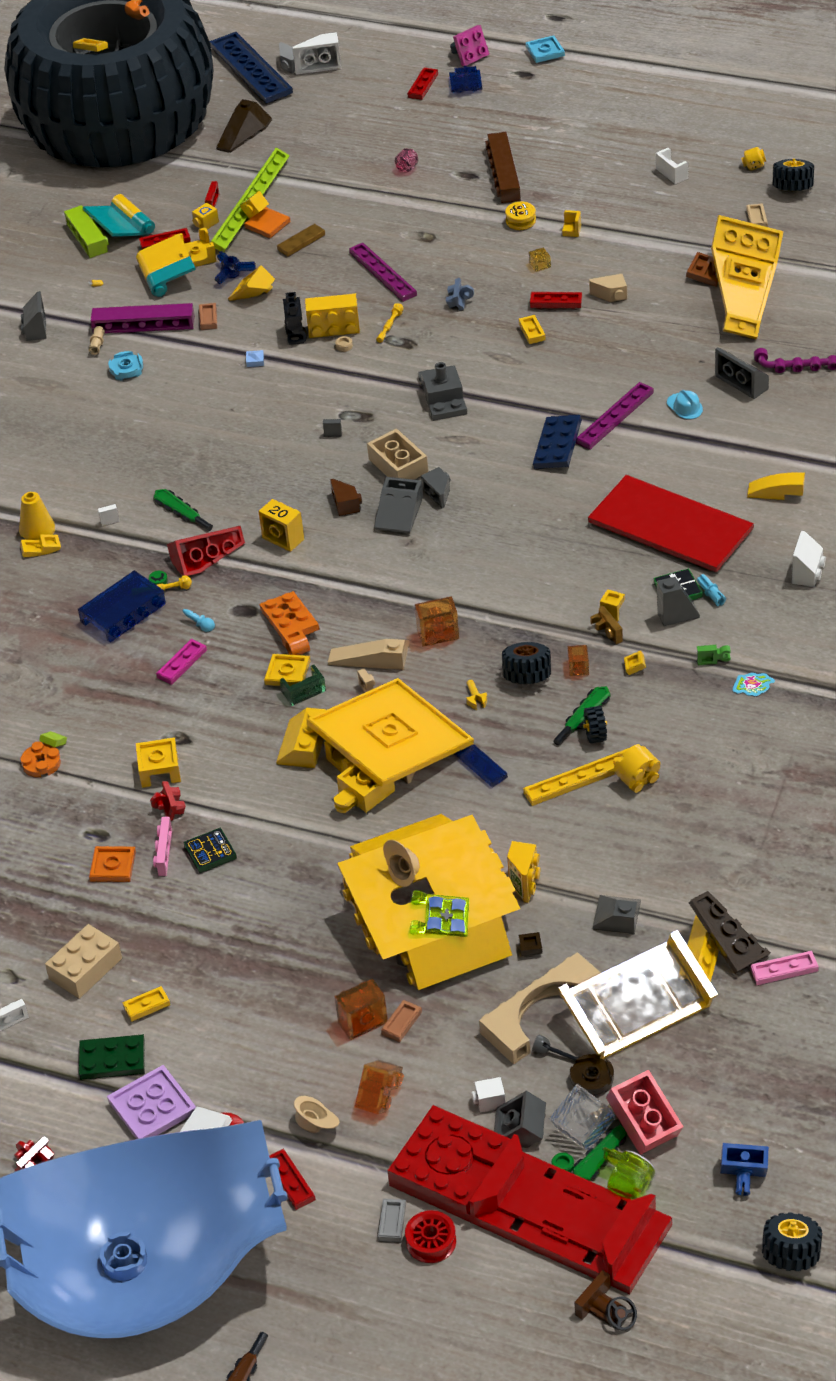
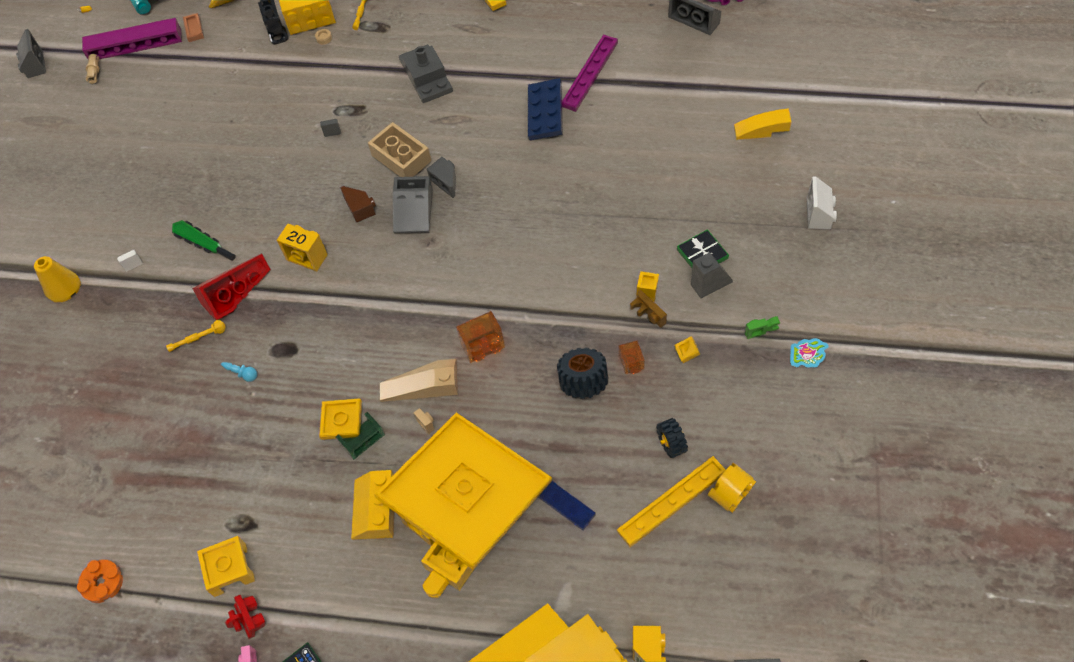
camera: 10 degrees left, 15 degrees up
(45, 545) = (70, 306): yellow slope -> none
(52, 739) = (109, 552): lime tile -> none
(122, 605) = (159, 368): clear blue panel -> none
(132, 369) = (122, 97): medium azure plate -> none
(158, 577) = (190, 326): green tile -> none
(181, 661) = (230, 425): dark pink tile -> none
(255, 358) = (244, 64): light blue tile -> none
(290, 623) = (338, 367): orange hinge -> none
(475, 695) = (537, 416): yellow bar -> none
(595, 697) = (656, 408): green sword -> none
(671, 523) = (676, 181): red tile -> none
(685, 404) = (651, 51): medium azure piece -> none
(711, 590) = (736, 250): medium azure axle -> none

